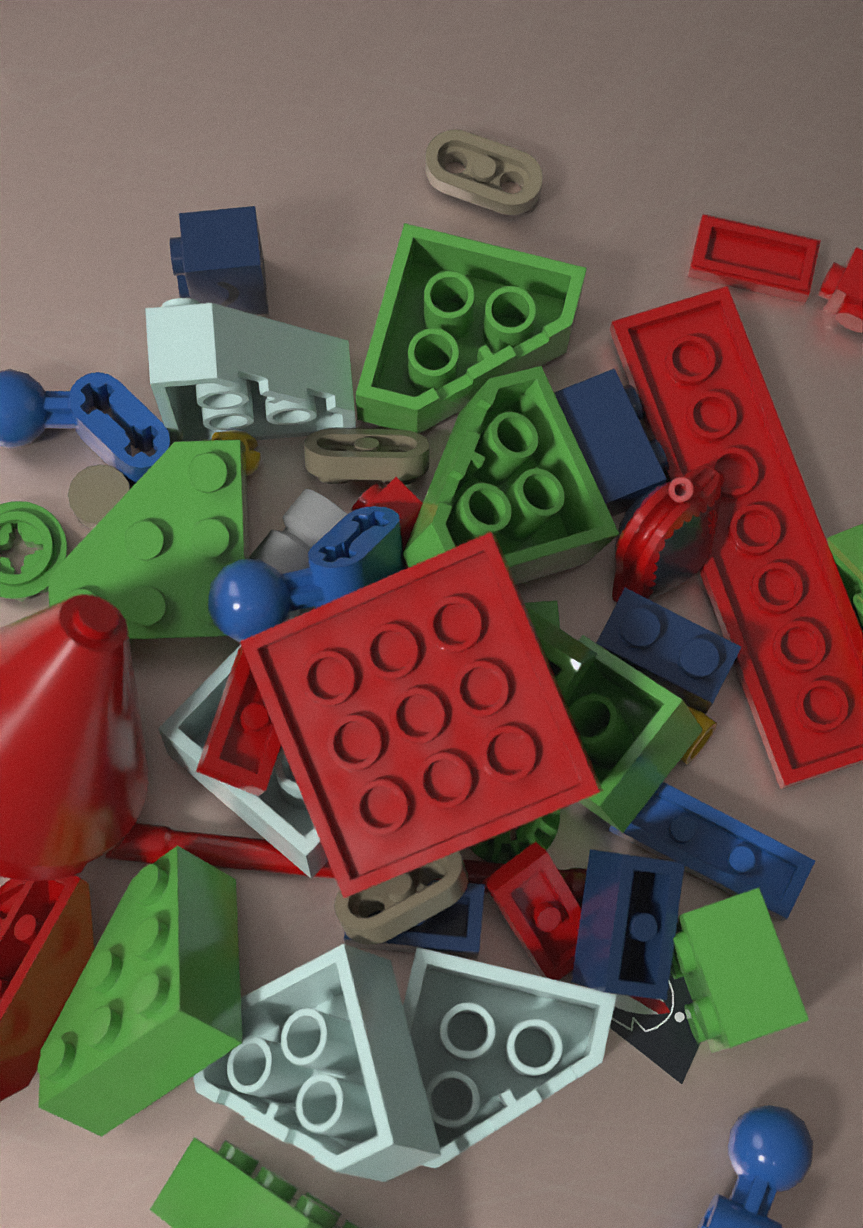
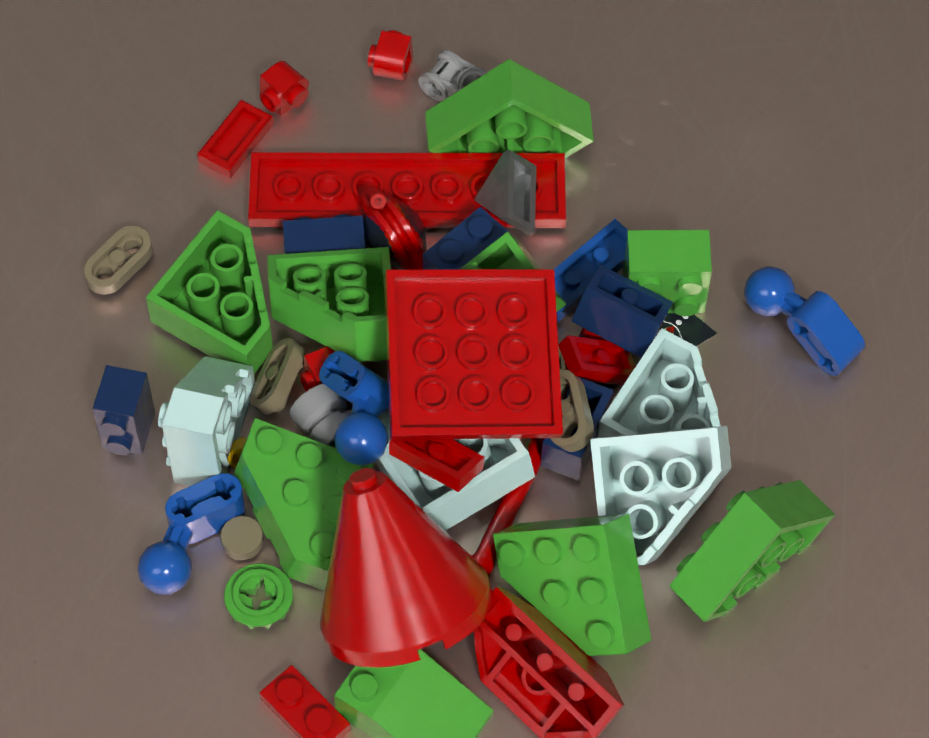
camera: 70 degrees left, 15 degrees down
(791, 686) = (511, 192): none -> flat silver slope

